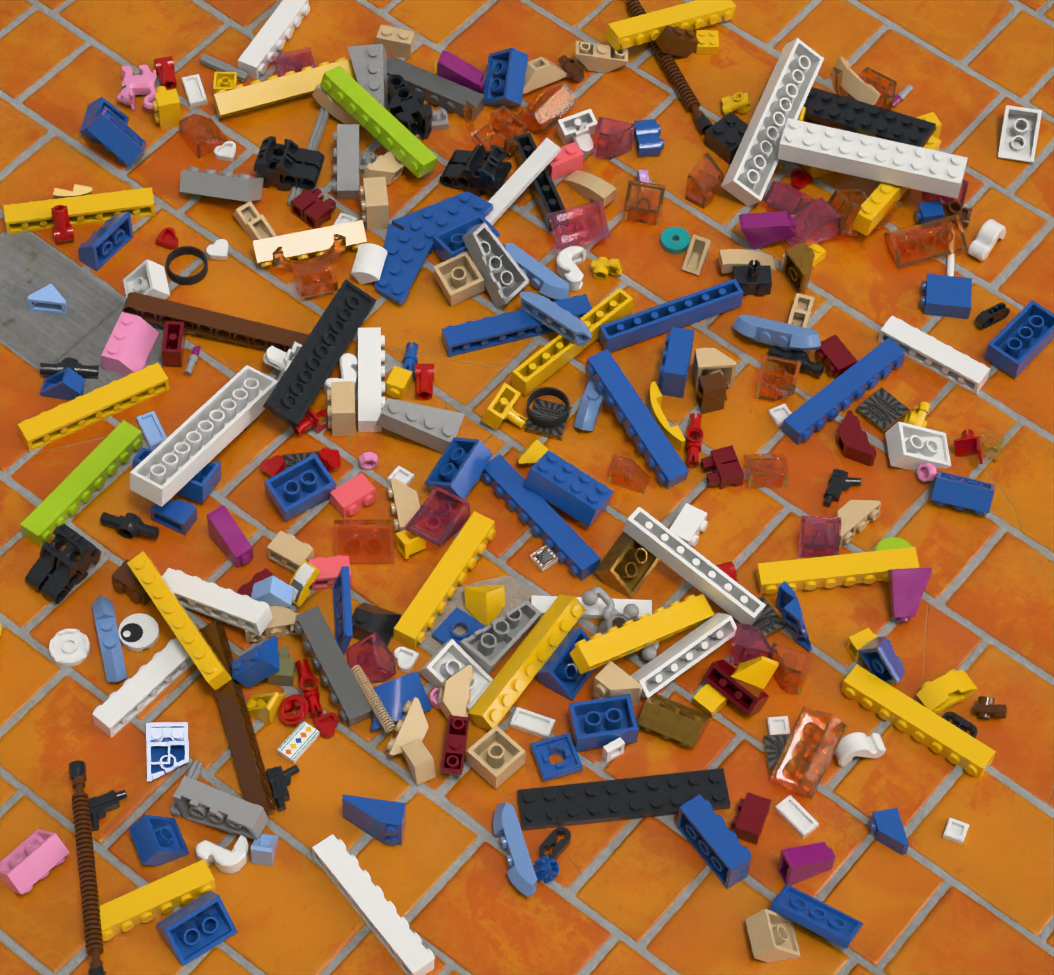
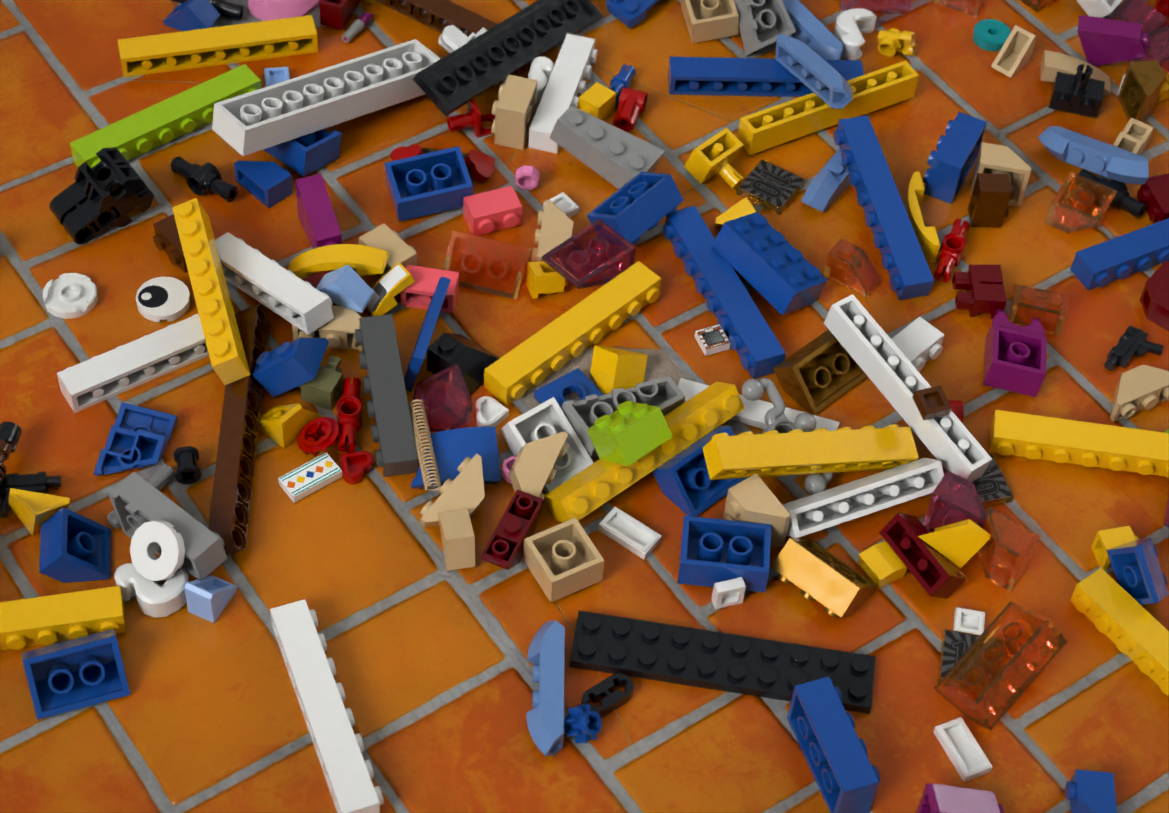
camera: 15 degrees right, 5 degrees down
(109, 639) = (120, 297): medium blue brick -> none
(119, 819) = (35, 507): none -> yellow slope
(210, 757) = (187, 466): none -> black bush
(215, 836) = (143, 552): none -> white tile
(257, 568) = (363, 258): none -> yellow slope
(278, 782) = (262, 518): black piece -> none
(376, 817) = (375, 595): blue slope -> none
(514, 654) = (629, 432): none -> lime brick
(552, 392) = (779, 153): black tyre -> none
(558, 745) = (657, 569): blue piece -> none
(670, 314) = (936, 108): blue brick -> none
(715, 576) = (932, 402): none -> reddish brown plate
(751, 817) = (896, 733): dark red brick -> none
(760, 514) = (1015, 355): none -> magenta brick
(778, 414) = (1069, 248): white tile -> none
(792, 614) = (1026, 481): blue slope -> none
(818, 536) = (1089, 395): clear pink slope -> none
(859, 745) = (1077, 673): white animal -> none

